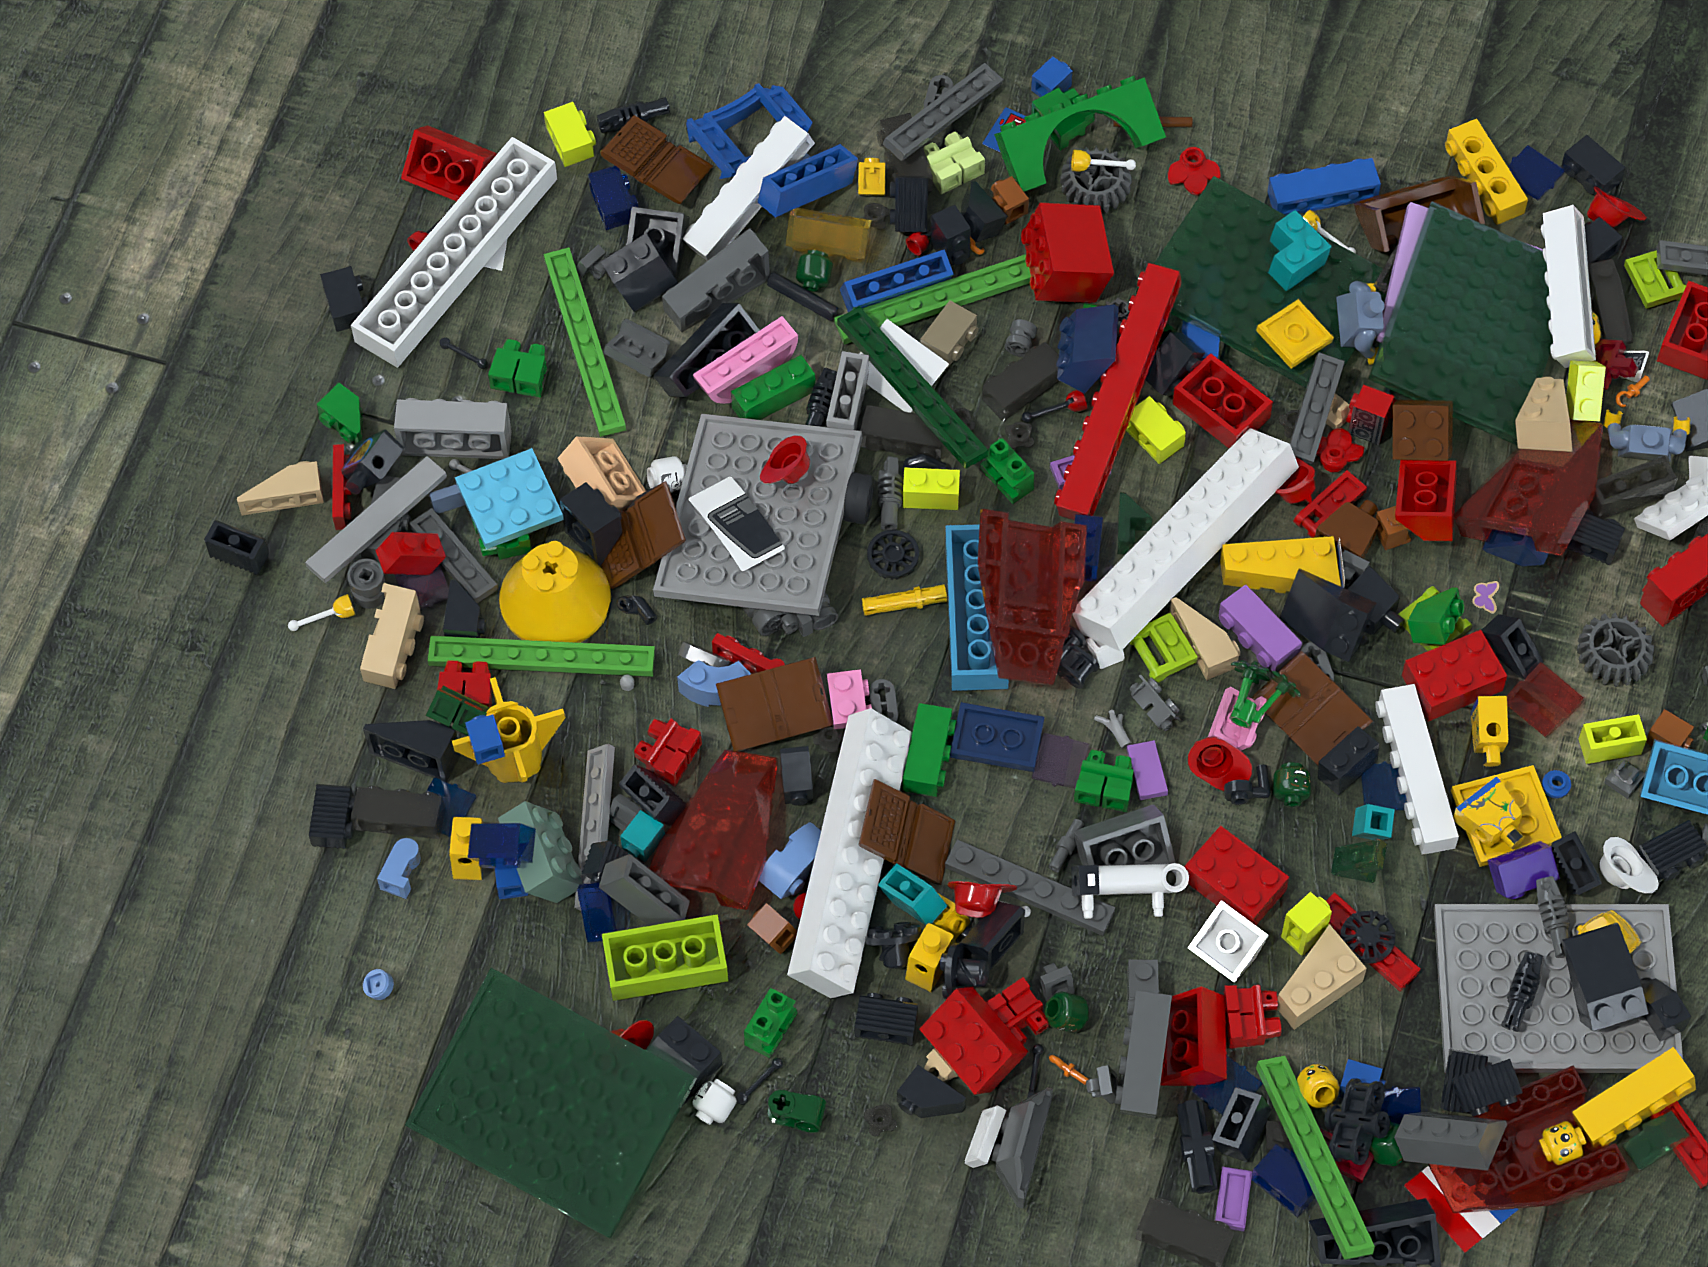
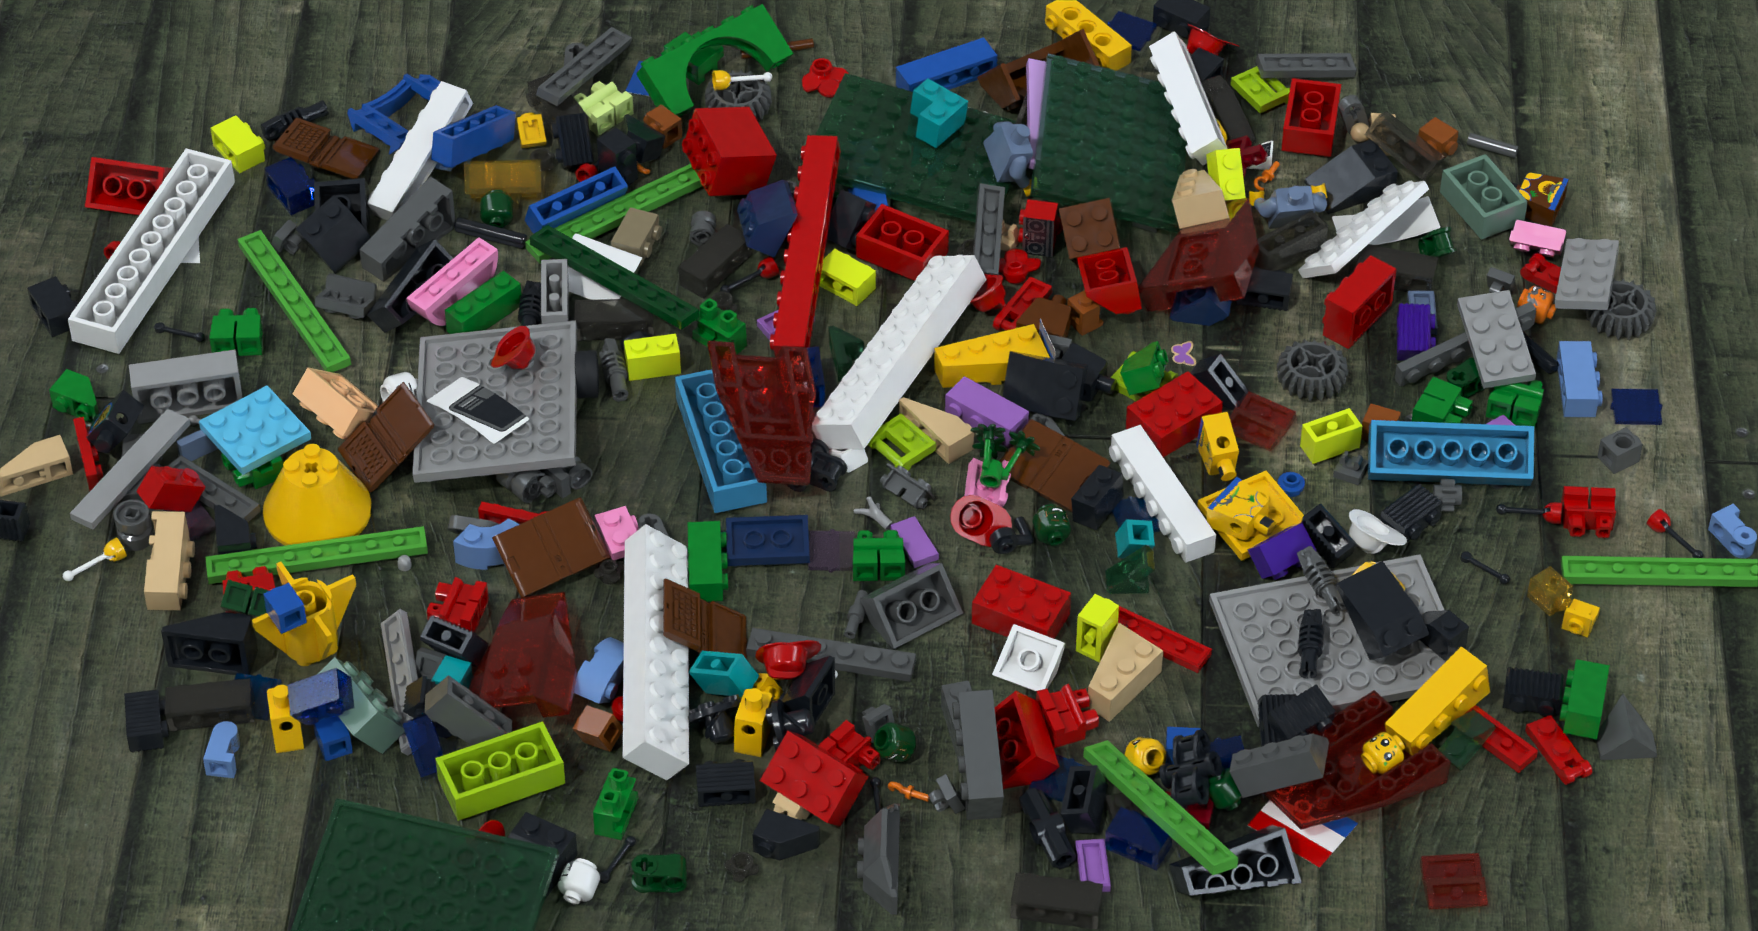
camera: 15 degrees left, 15 degrees down
(378, 984) = (224, 850): medium blue tile -> none
(591, 521) = (339, 431): black slope -> none
(638, 606) = (398, 499): black arm -> none
(796, 775) = (587, 600): black slope -> none
(893, 554) = (630, 417): black wheel -> none
(907, 599) = (650, 449): yellow pin -> none
(985, 1136) = (845, 858): white tile -> none
(1051, 76) = (675, 25): blue brick -> none
(1126, 879) = (887, 629): white piece -> none
(1294, 333) = (953, 175): yellow plate -> none
(1368, 935) = (1157, 630): black wheel -> none

